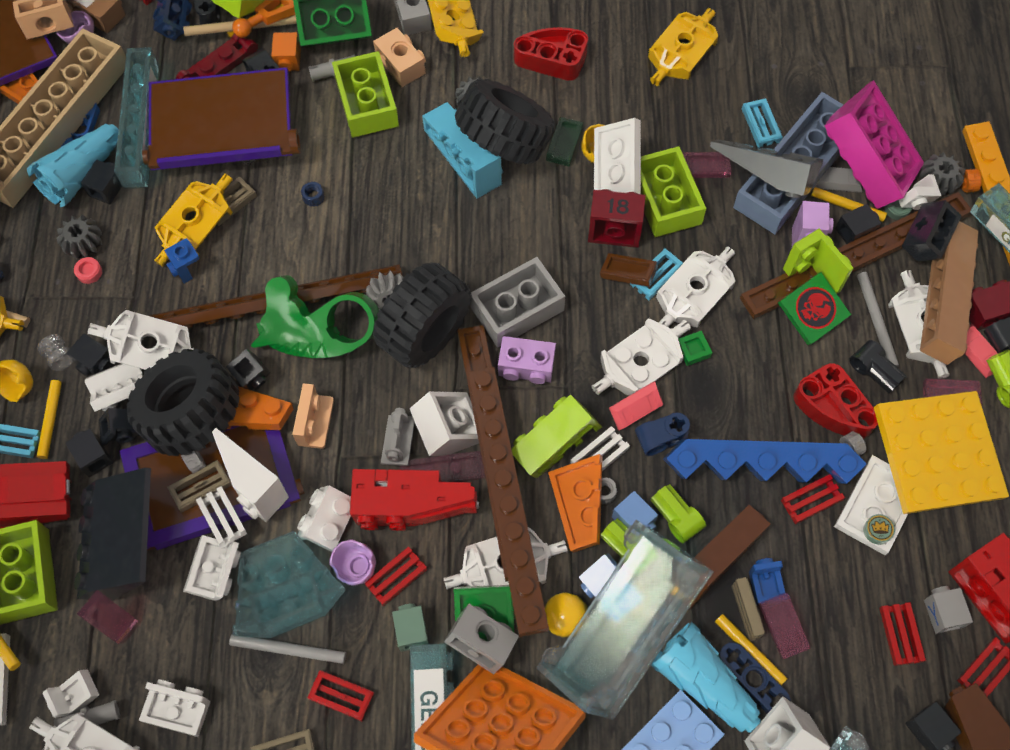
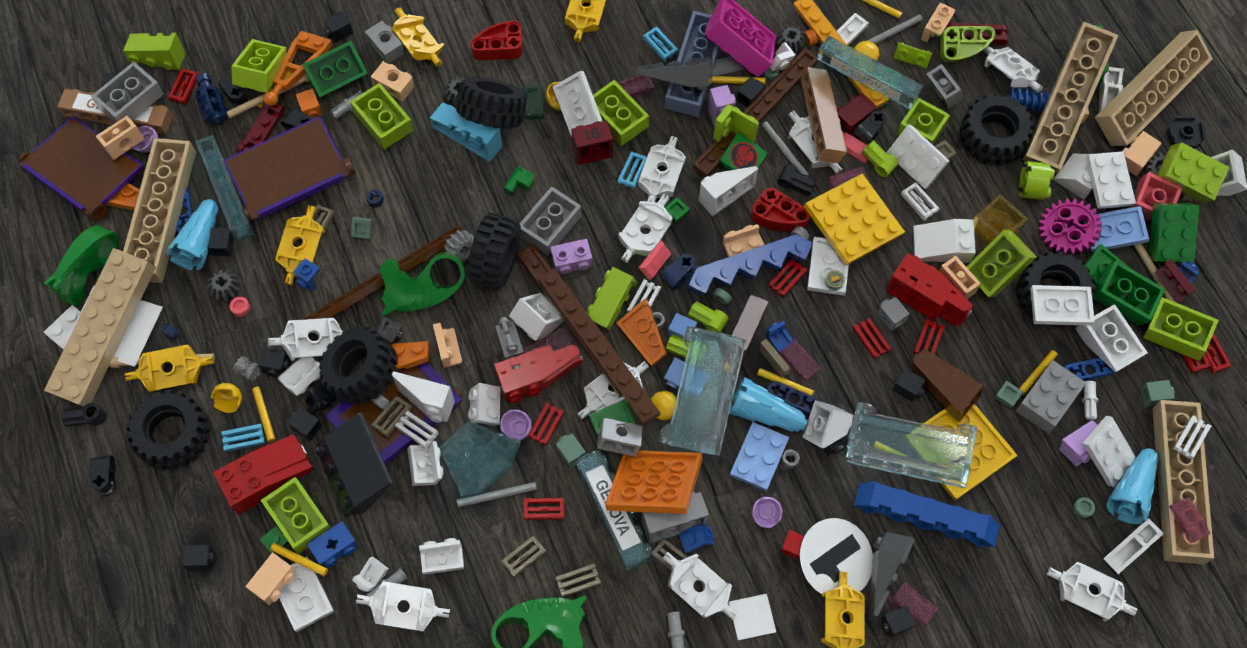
camera: 25 degrees left, 0 degrees up
(30, 627) = (336, 535): none -> blue brick
(107, 617) = (372, 518): clear pink tile -> none
(278, 224) = (361, 227): none -> sand green plate
(505, 232) = (519, 178): none -> green piece
(629, 269) = (613, 174): reddish brown tile -> none
(709, 491) = (722, 296): none -> sand green tile
(768, 424) = (742, 240): none -> light nougat bracket
(773, 342) = (725, 188): none -> white slope
(931, 231) = (797, 80): black brick -> none

